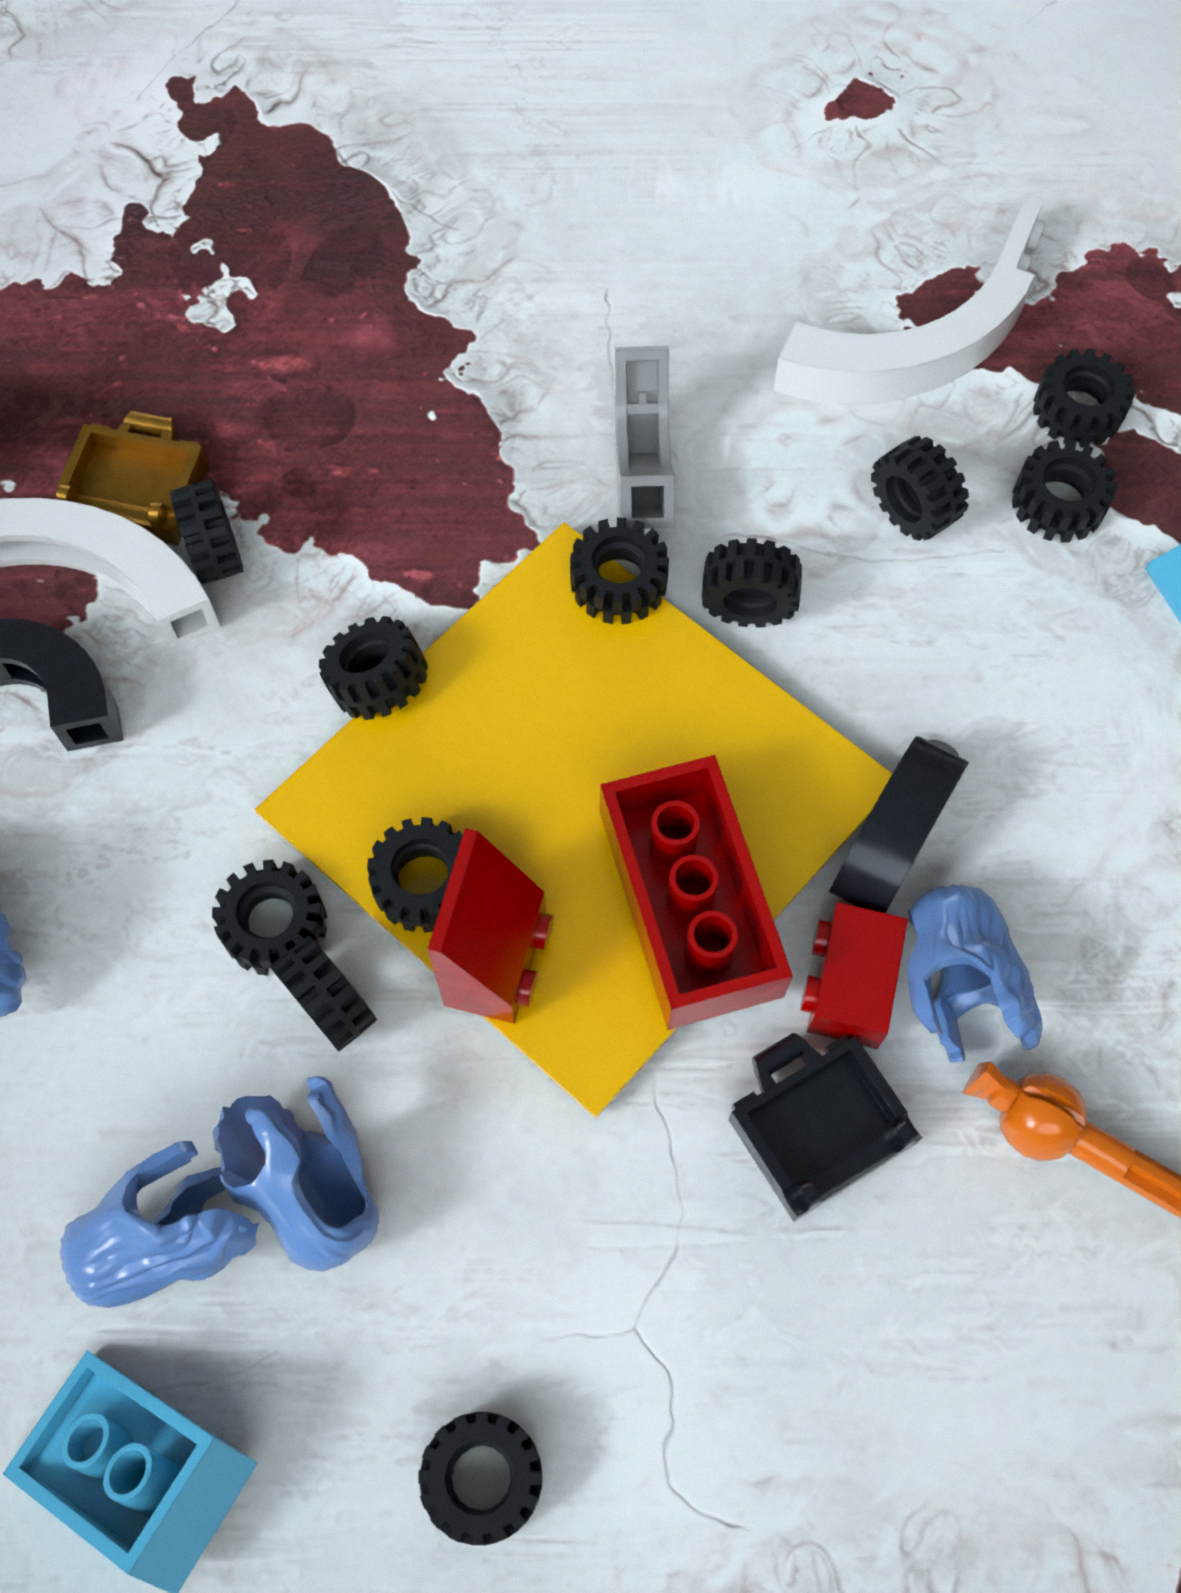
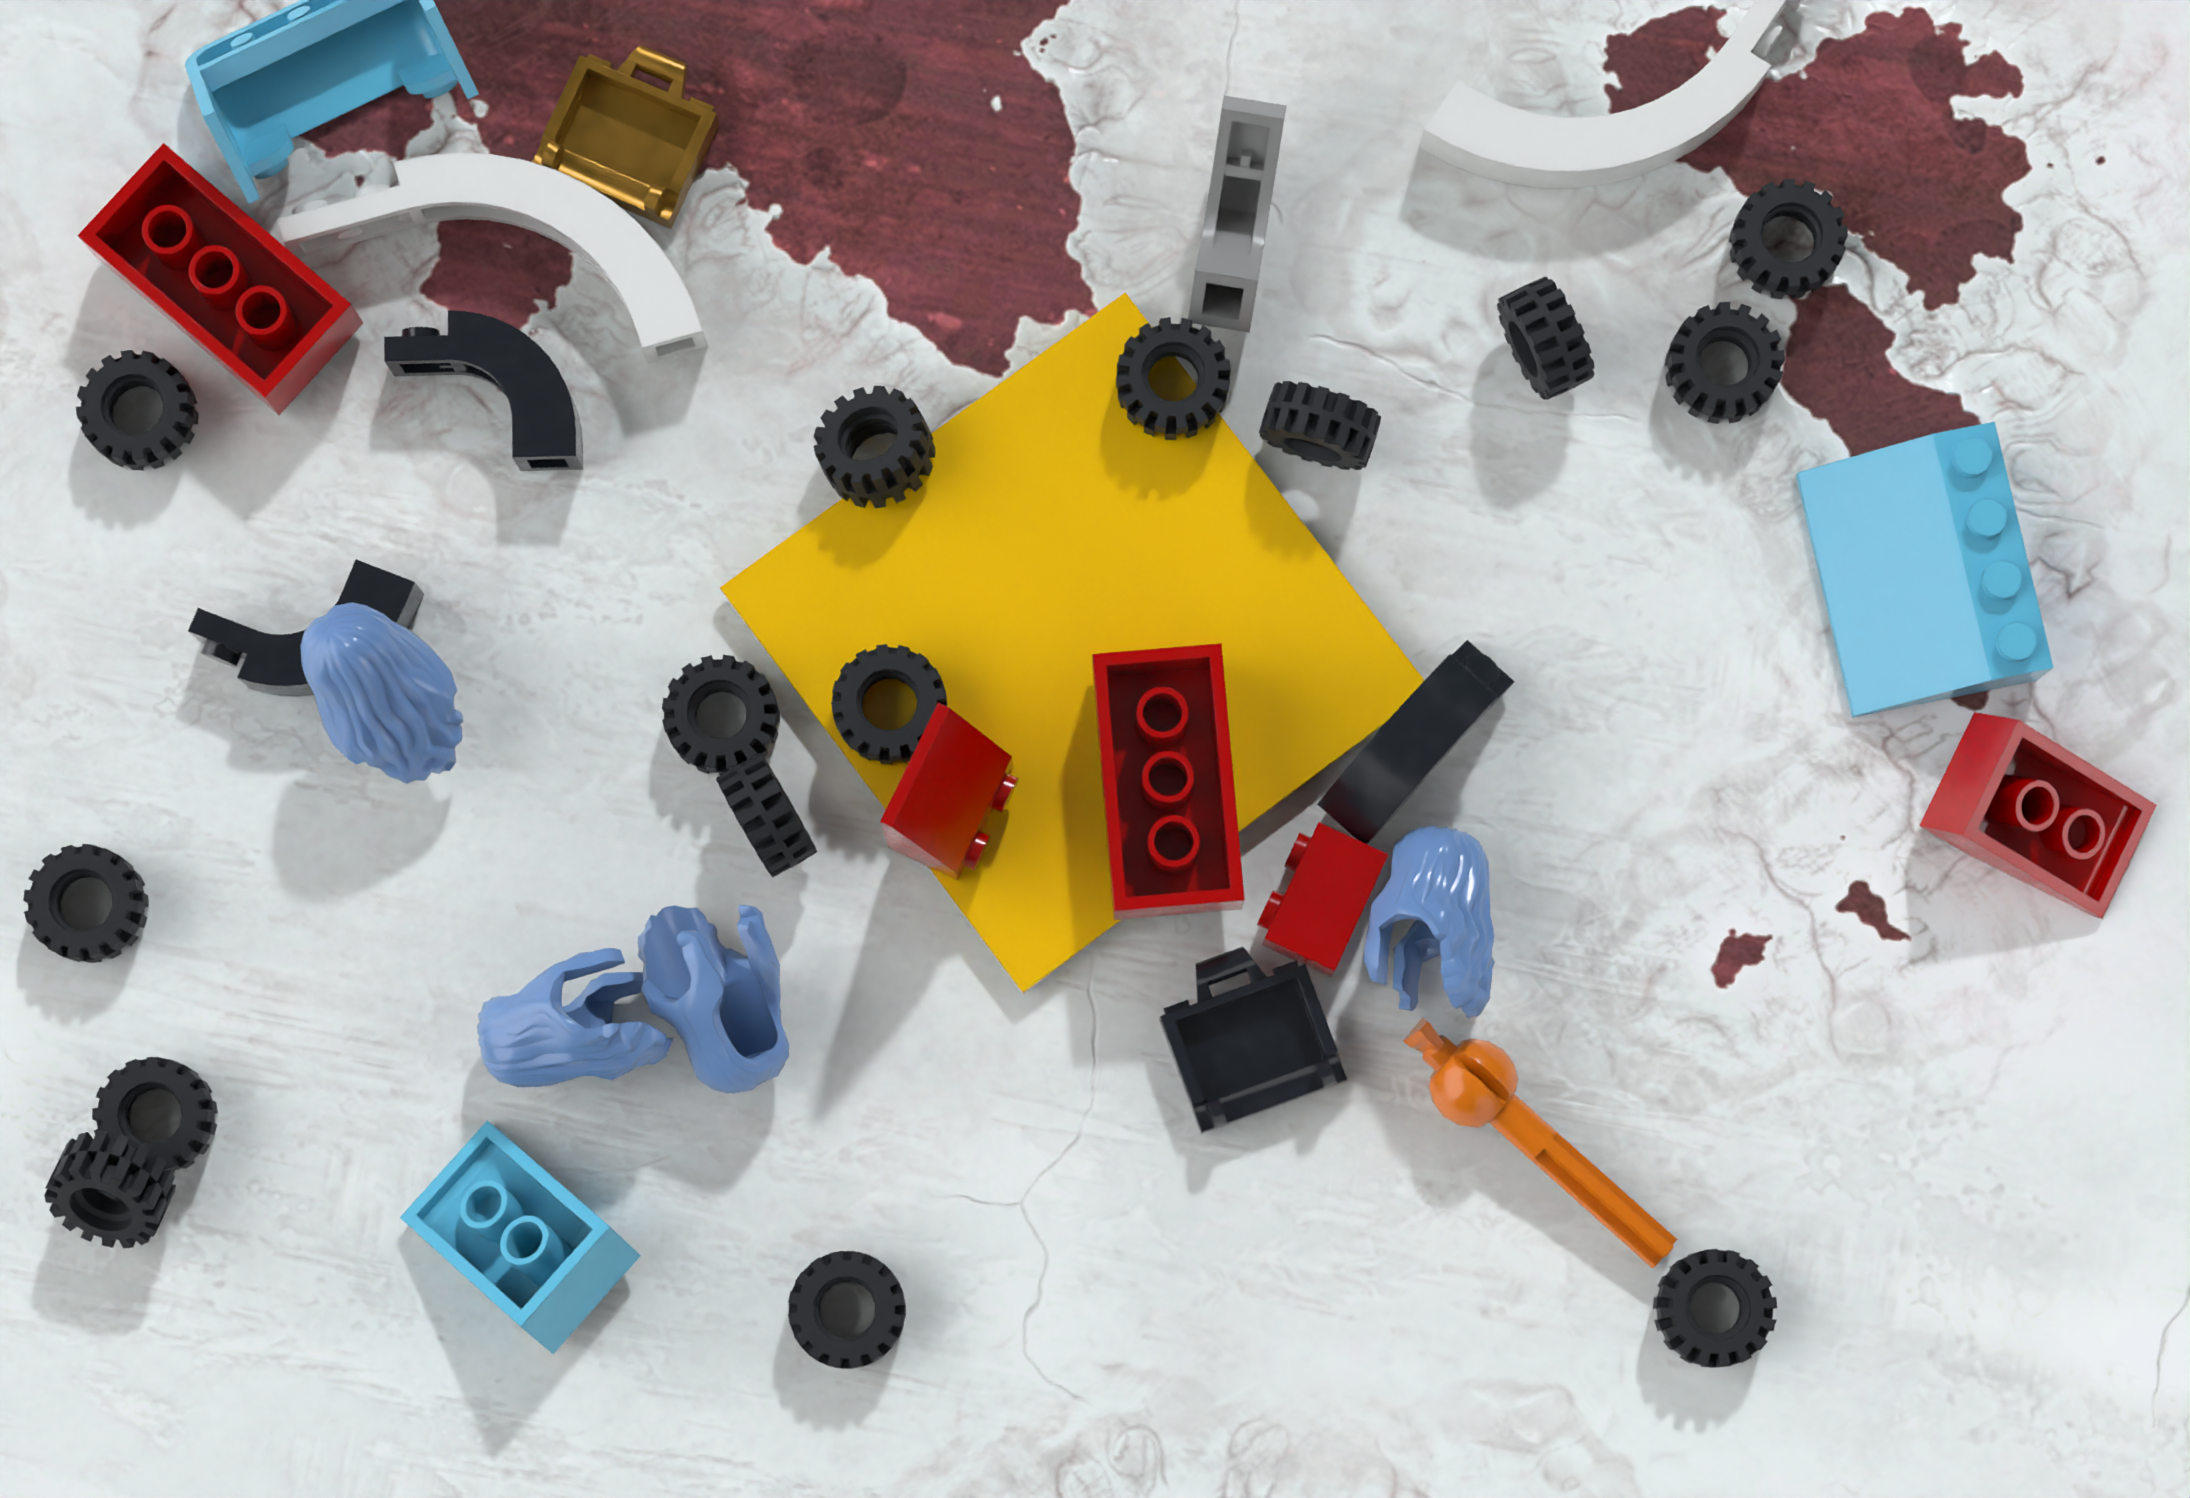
camera: 10 degrees right, 15 degrees up
(206, 531) = (710, 238): black tyre -> none

